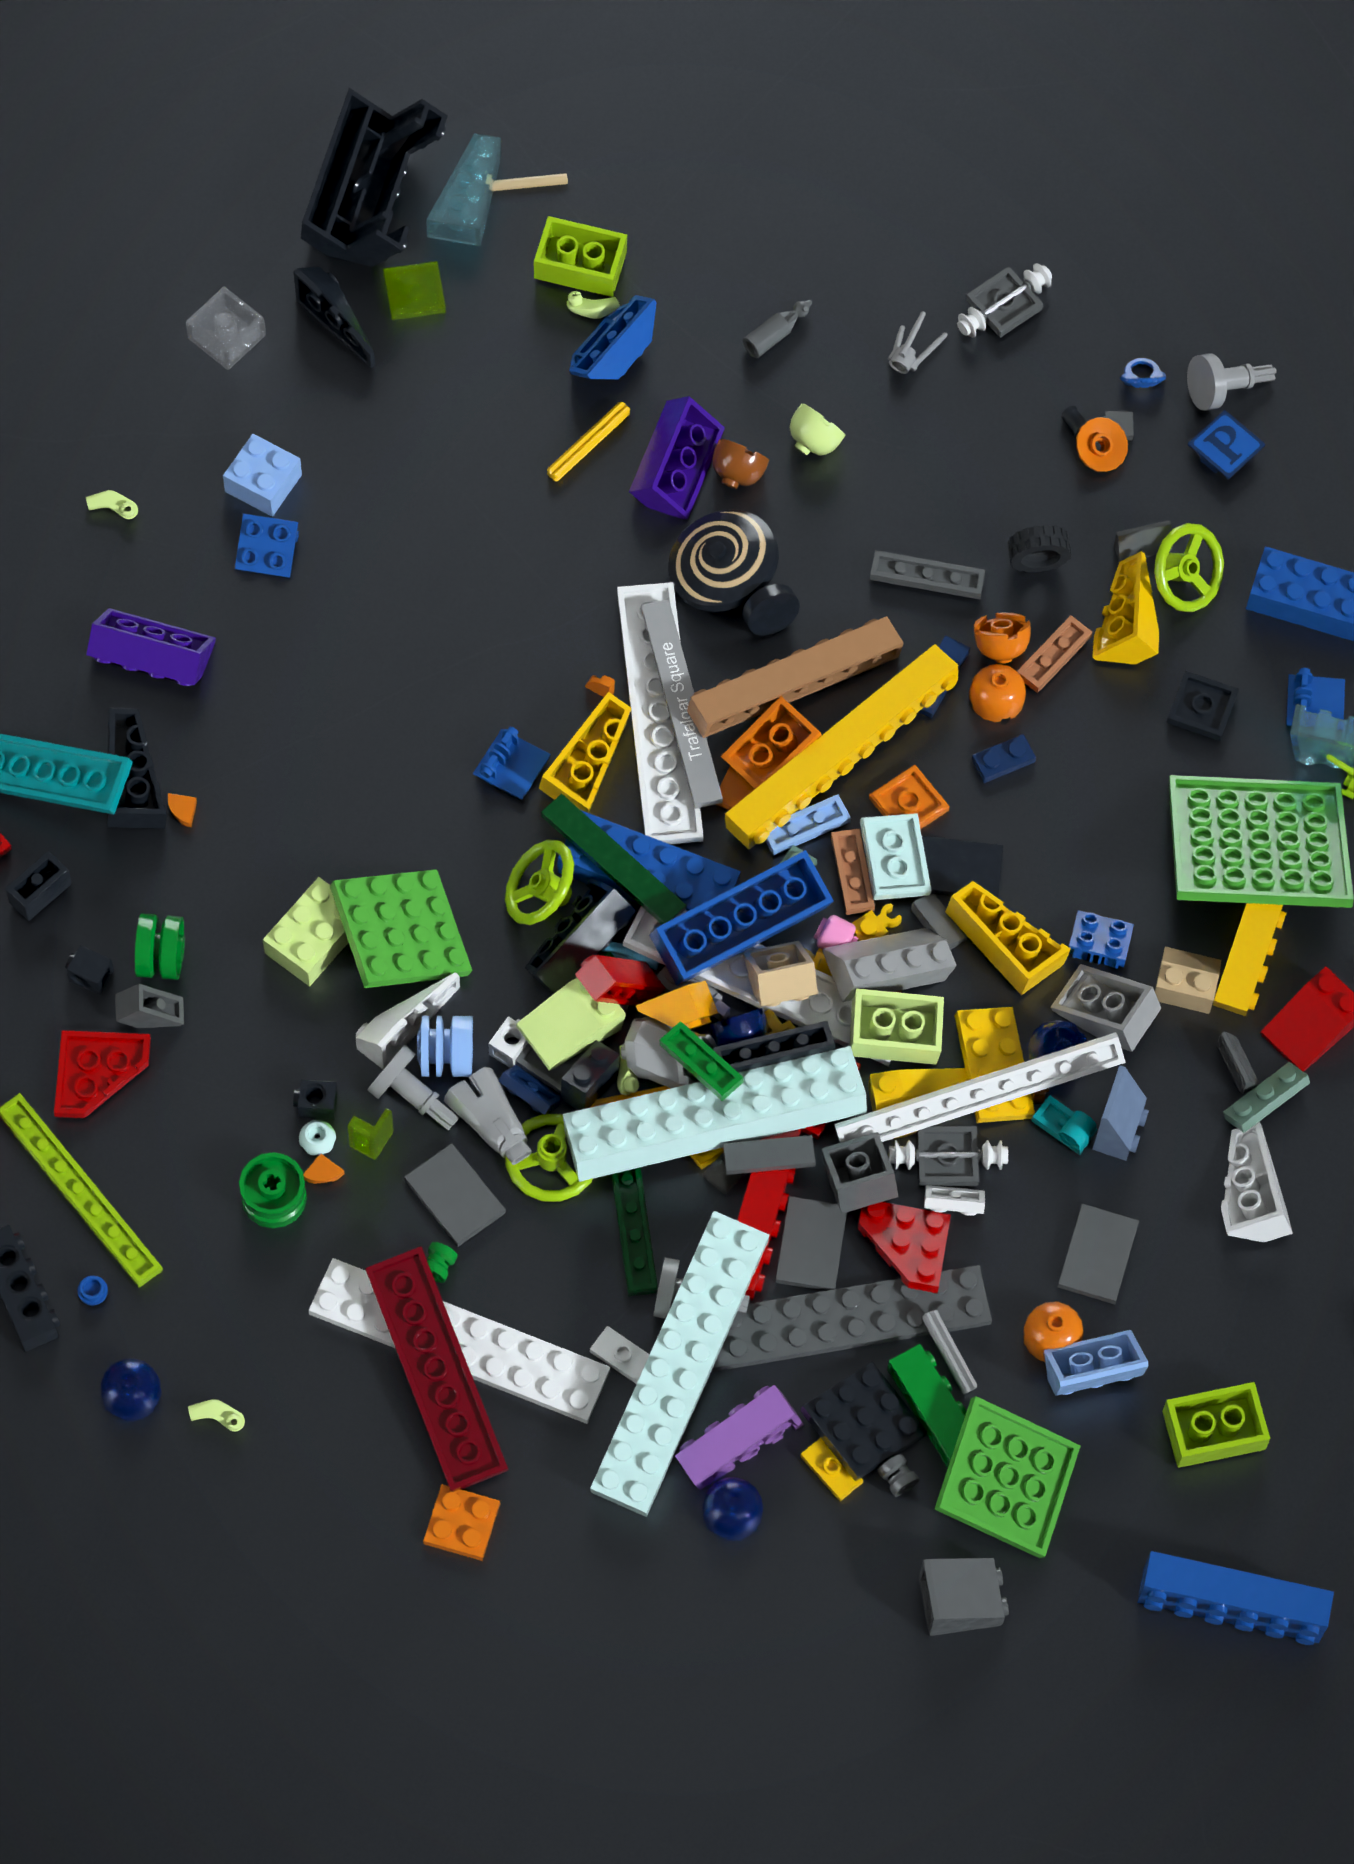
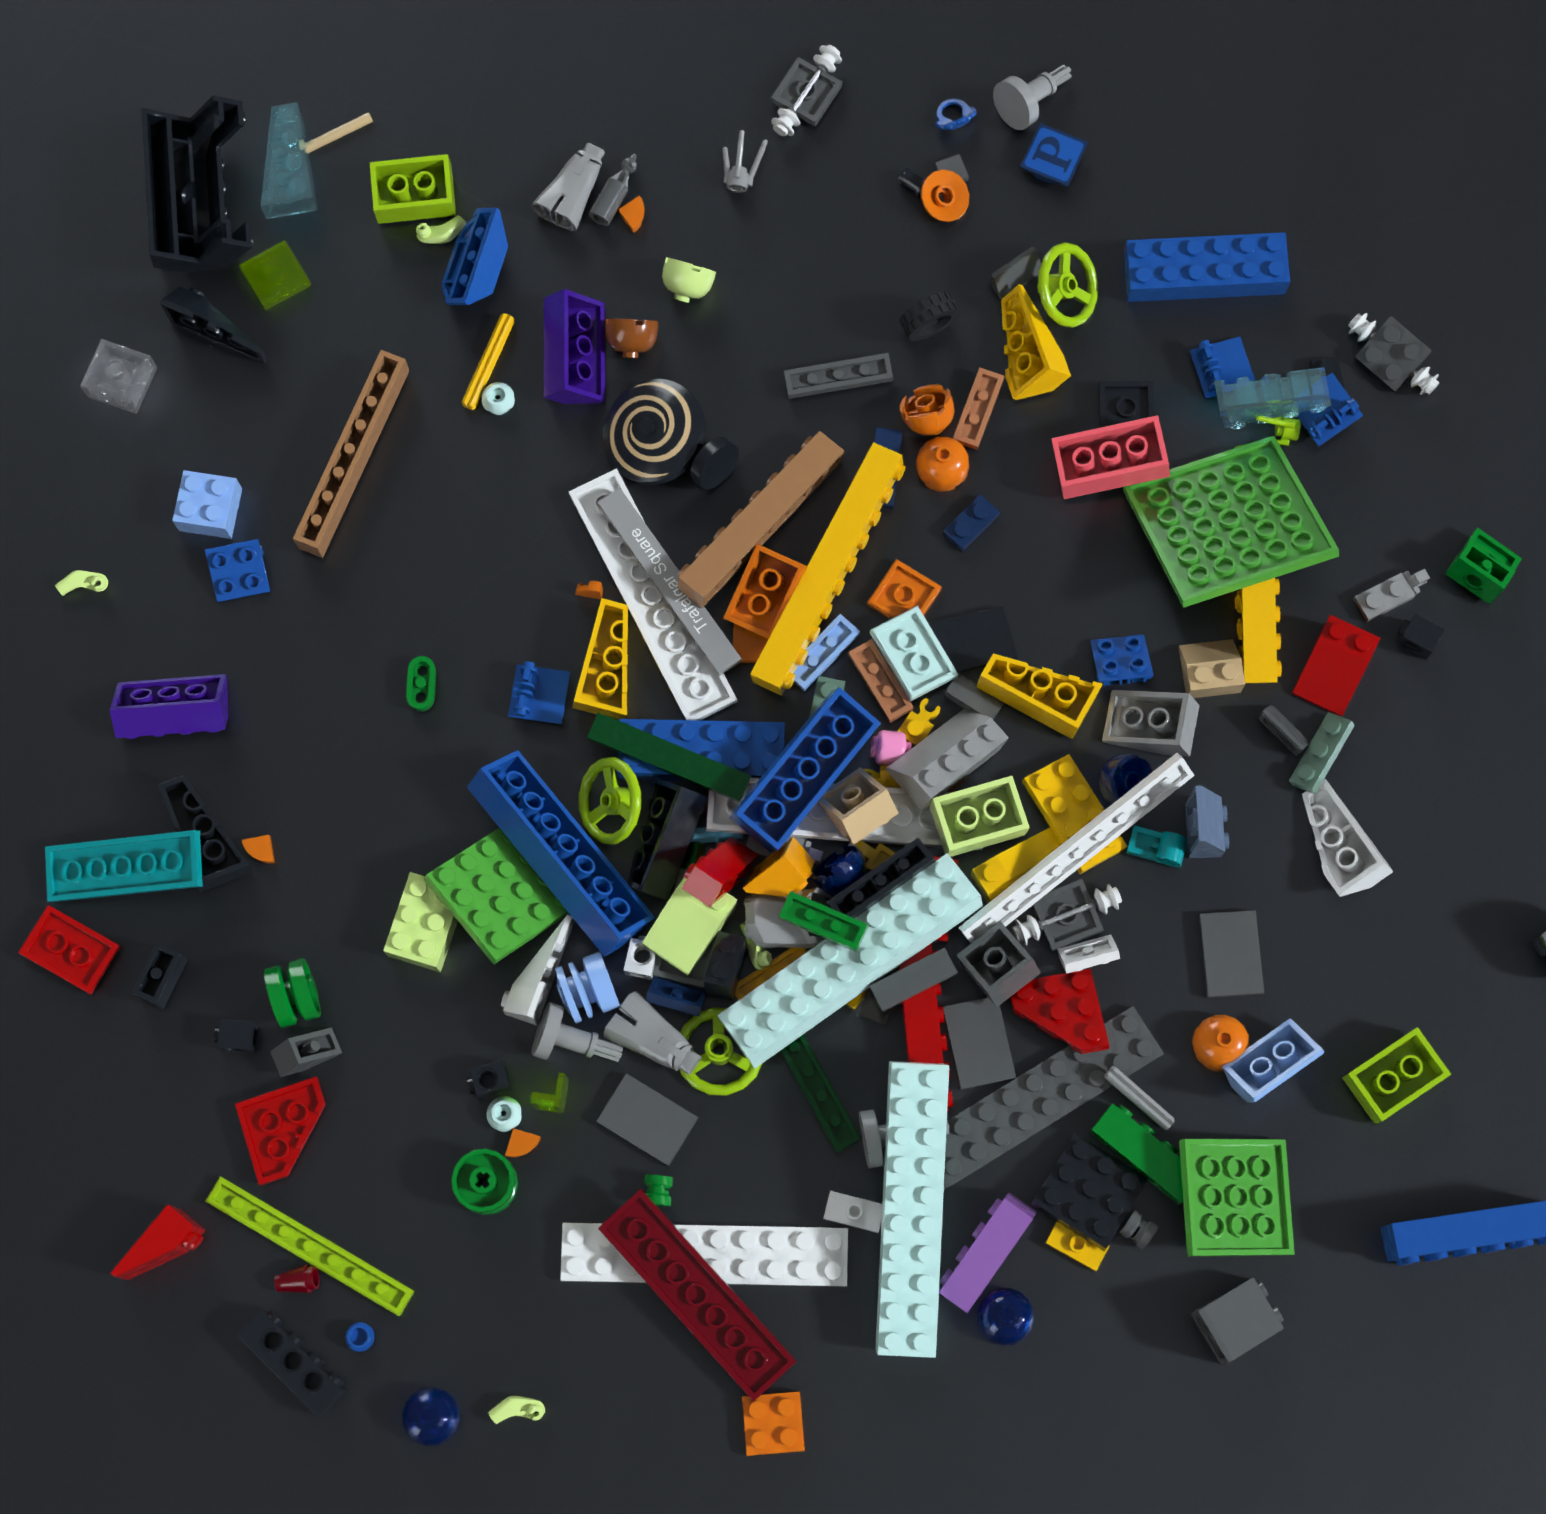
camera: 15 degrees left, 10 degrees up
(55, 1215) = (299, 1280): none -> dark red cone
(399, 714) = (421, 685): none -> green plate
(420, 477) = (351, 454): none -> medium nougat brick
(472, 912) = (560, 852): none -> blue brick
(584, 486) = (501, 405): none -> light aqua plate
(730, 314) = (568, 193): none -> light grey piece
(787, 355) = (633, 213): none -> orange tile
(1165, 742) = (1111, 457): none -> coral brick

